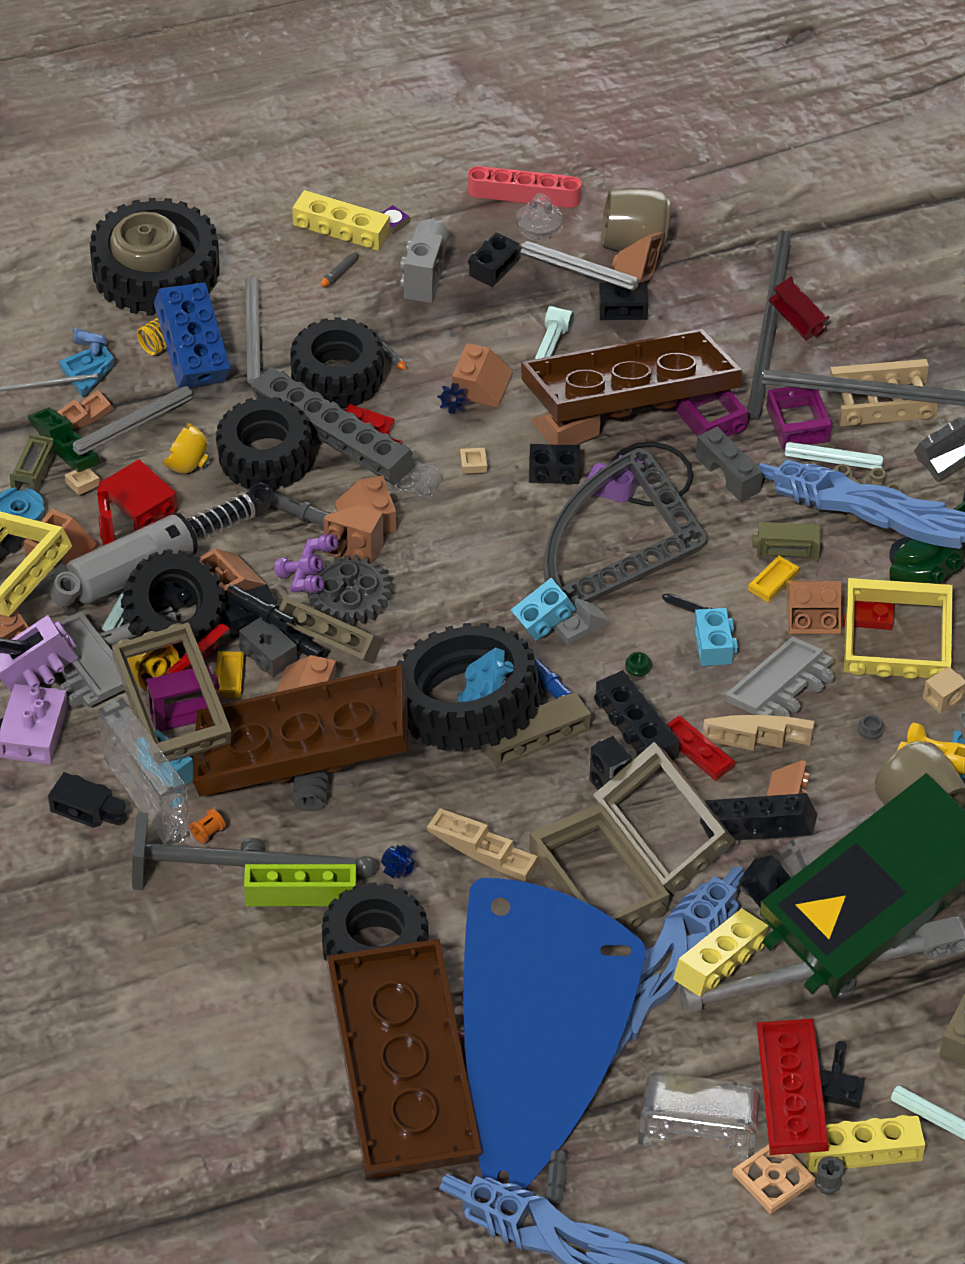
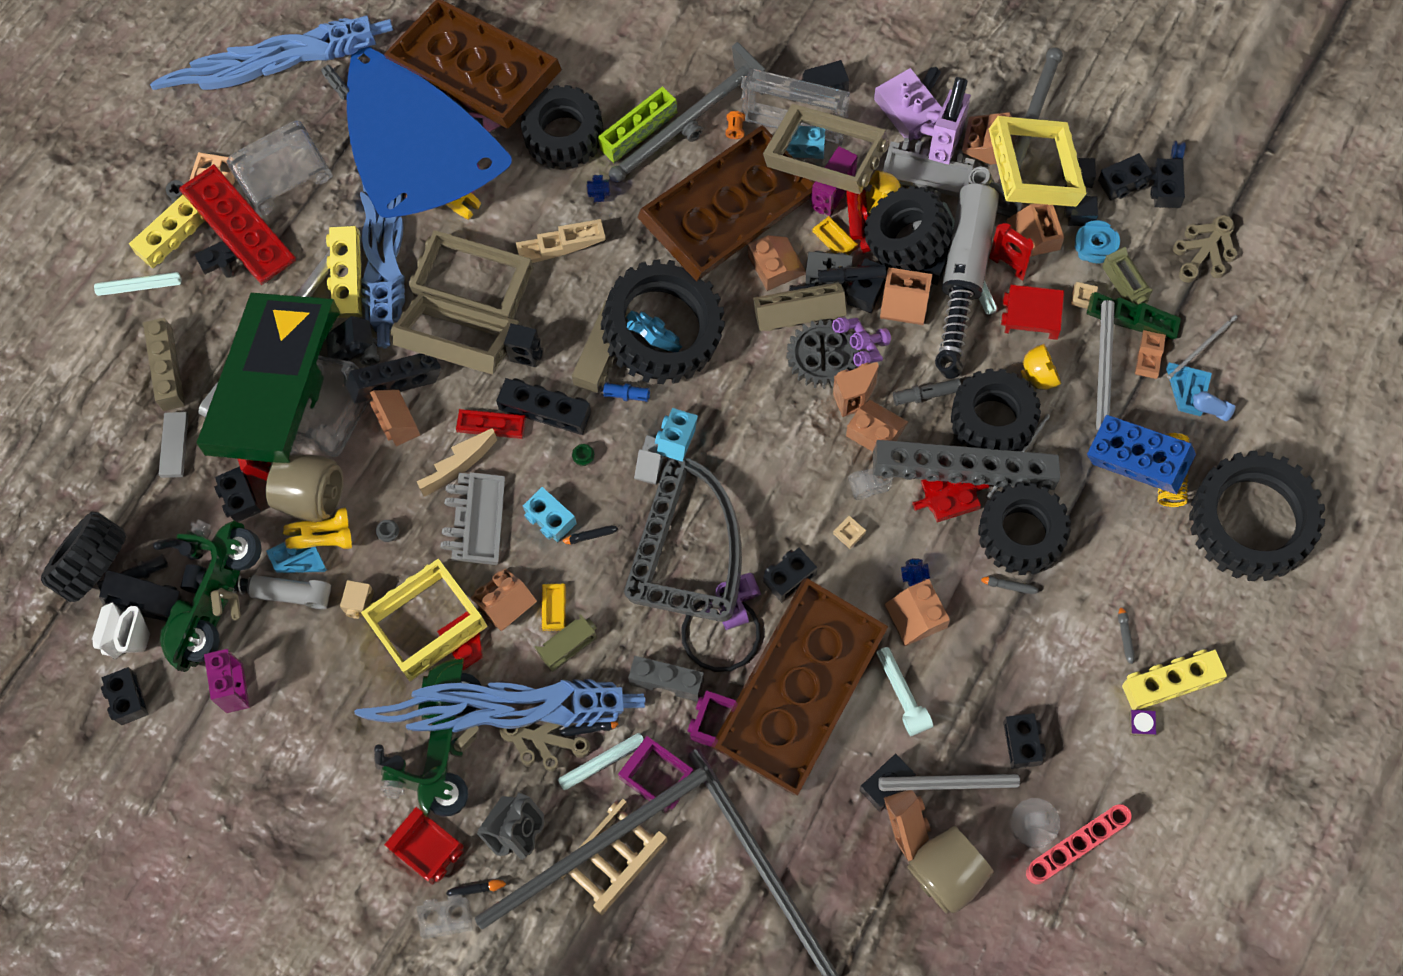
camera: 145 degrees right, 20 degrees up
(146, 242) = (1261, 502): dark tan piece -> none
(252, 329) = (1122, 522): light grey axle -> none
(424, 261) = (1070, 687): light grey brick -> none
(798, 309) = (744, 886): dark red window -> none

